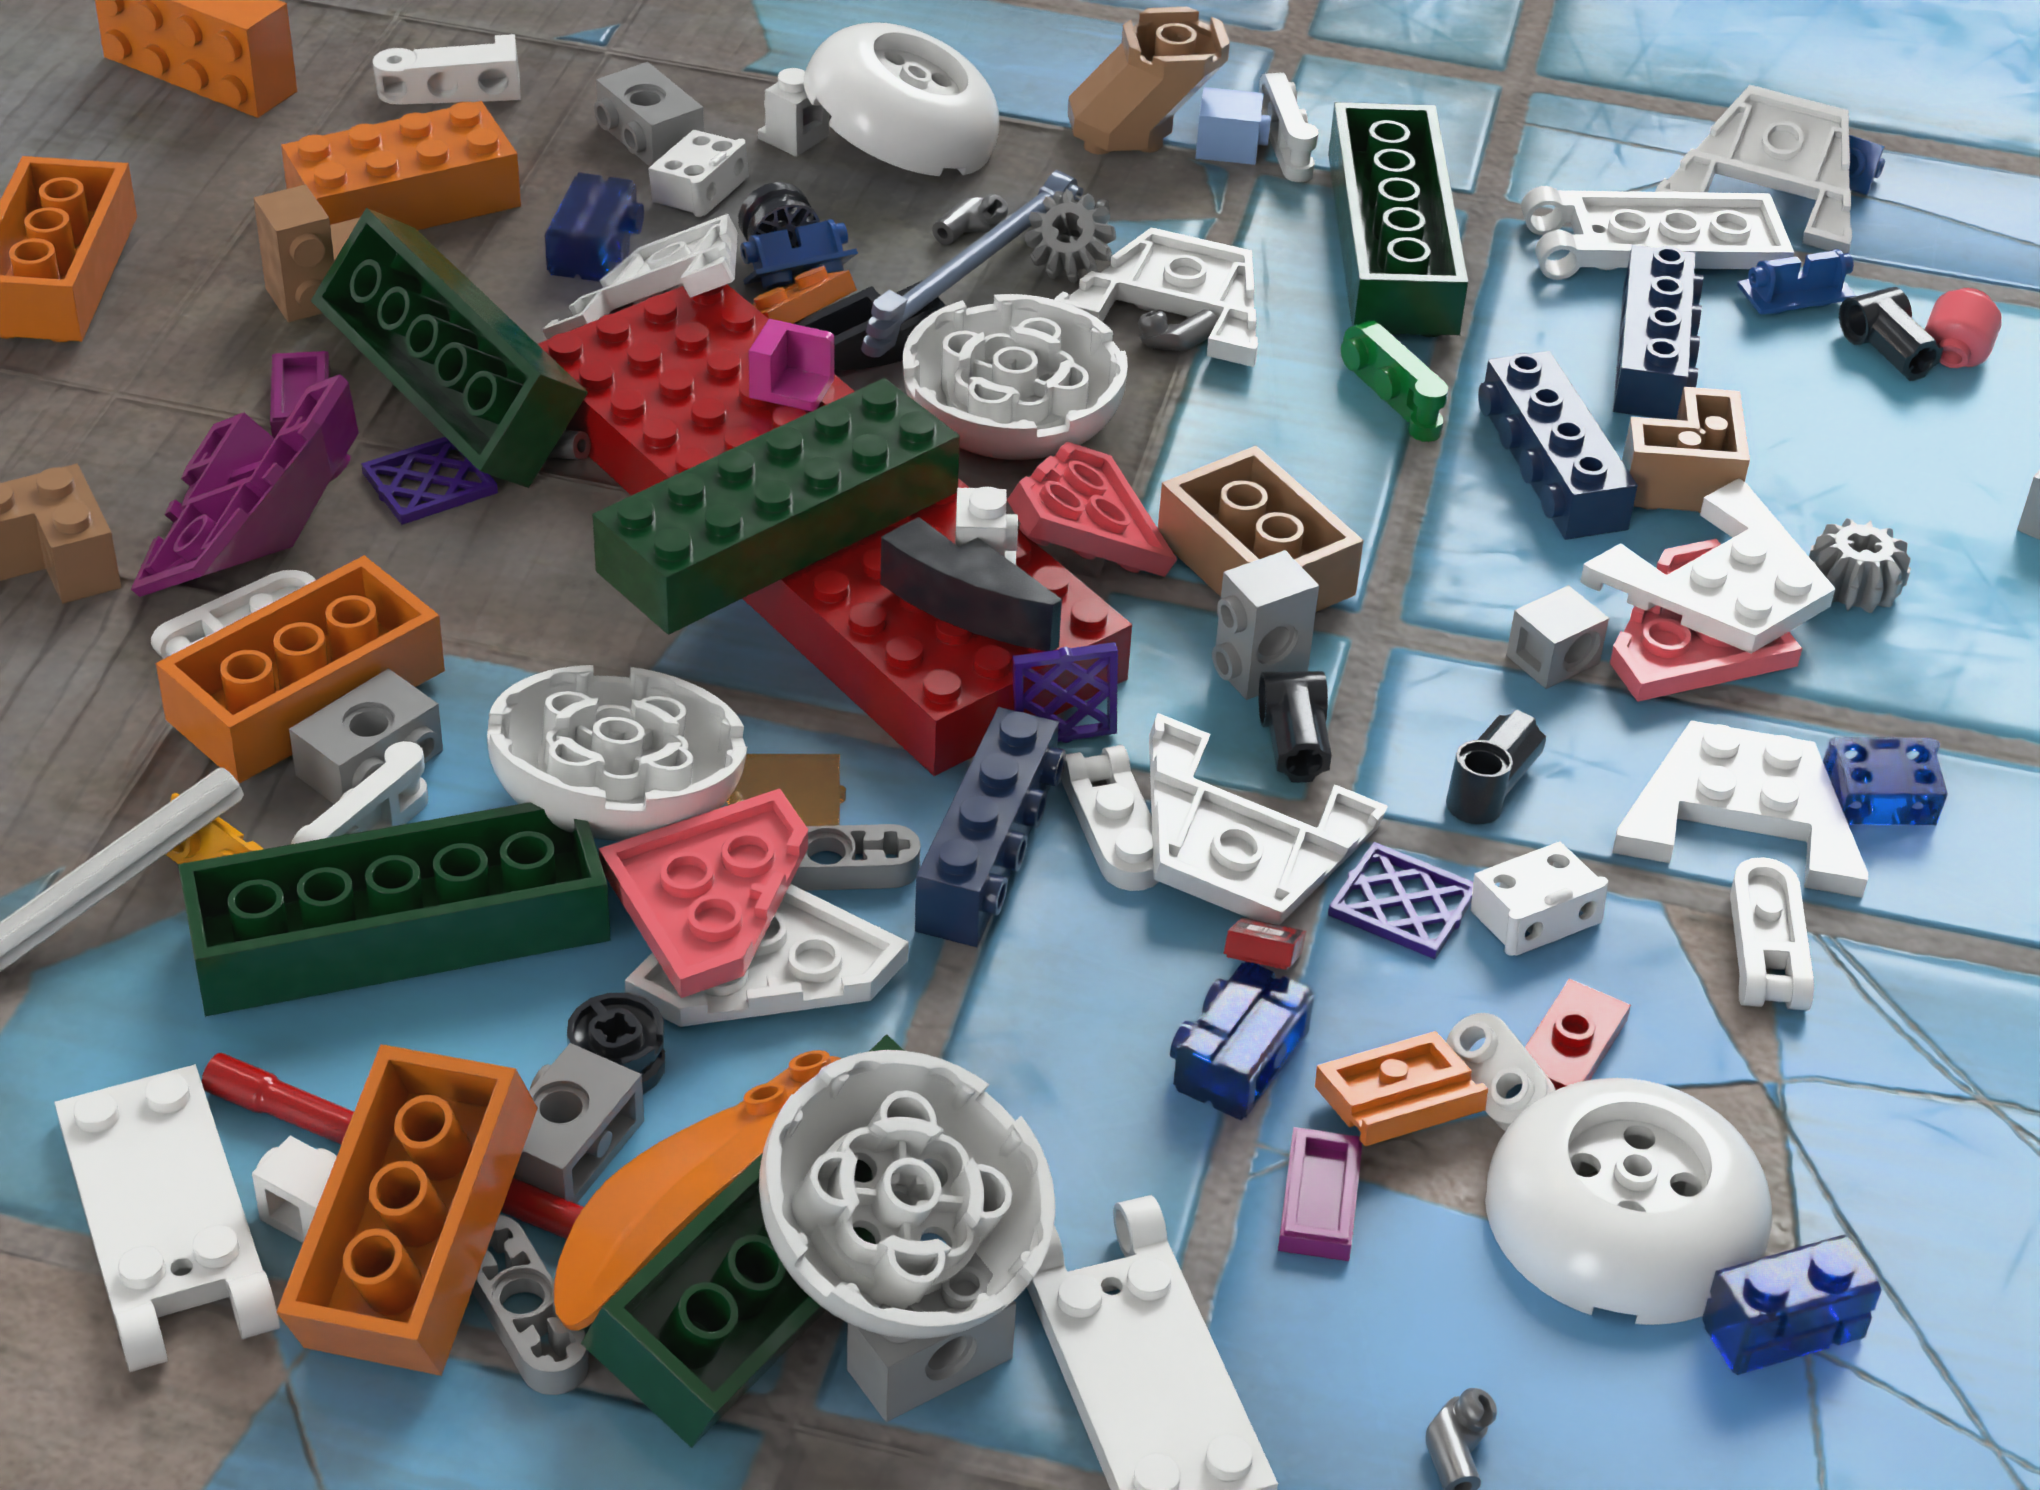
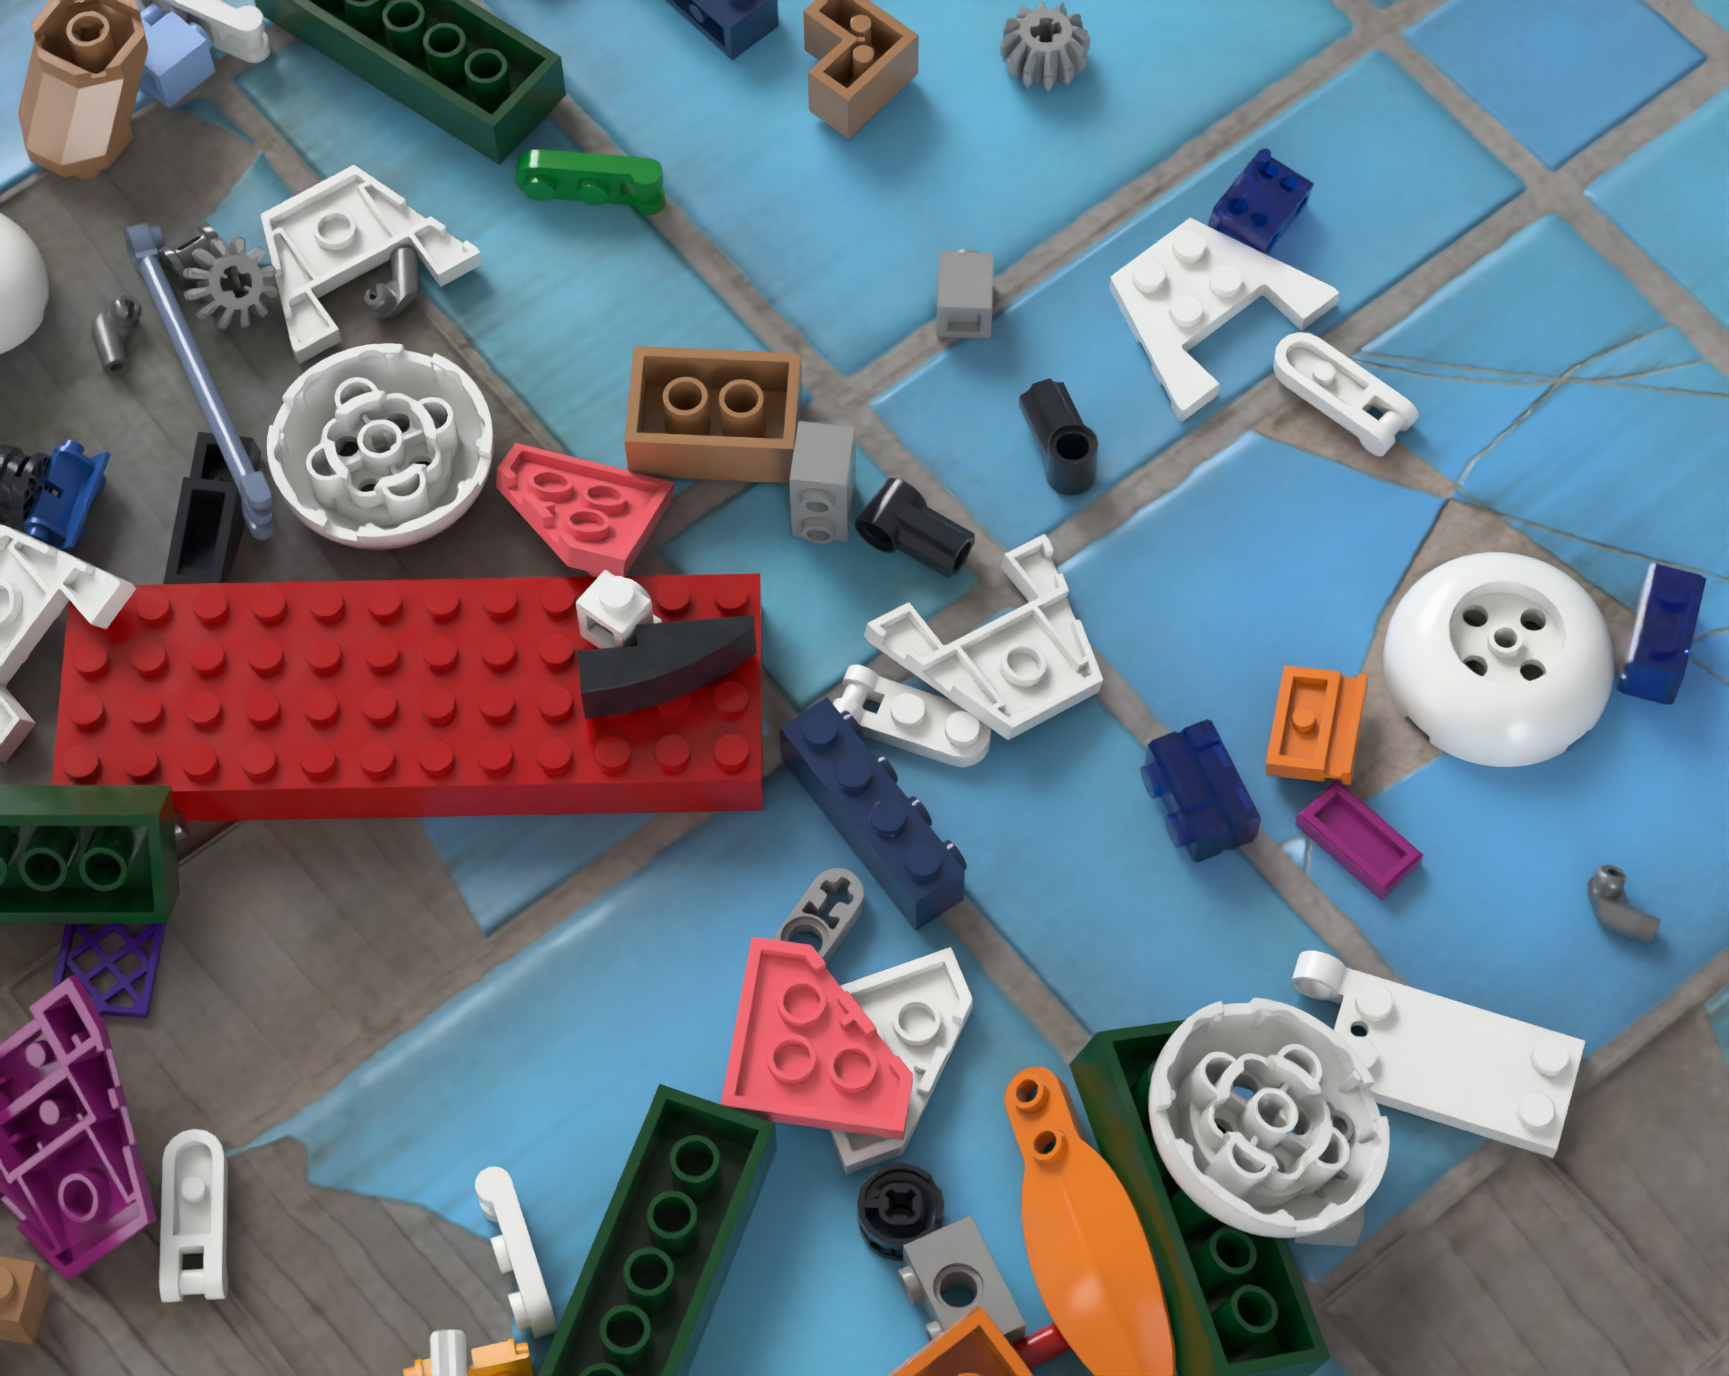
camera: 50 degrees left, 20 degrees up
(291, 659) = (314, 1202): orange brick -> none
(350, 736) = (438, 1234): light grey brick -> none
(615, 749) = (598, 975): white brick -> none
(775, 504) = (458, 738): dark green brick -> none
(791, 365) = (282, 614): dark pink panel -> none
(806, 780) = (705, 929): clear orange piece -> none
(807, 295) = (134, 536): orange plate -> none
(1064, 659) = (790, 669): dark purple window -> none
(1264, 943) = (1134, 714): red tile -> none
(1394, 930) = (1144, 622): window -> none
(1499, 1066) = (1346, 649): white plate -> none
(1538, 898) = (1206, 507): white piece -> none
(1557, 445) = (758, 131): dark blue brick -> none
(1577, 1033) = (1341, 585): plate -> none
(1665, 658) = (1018, 194): coral plate -> none
(1734, 593) = (1023, 139): white wing -> none

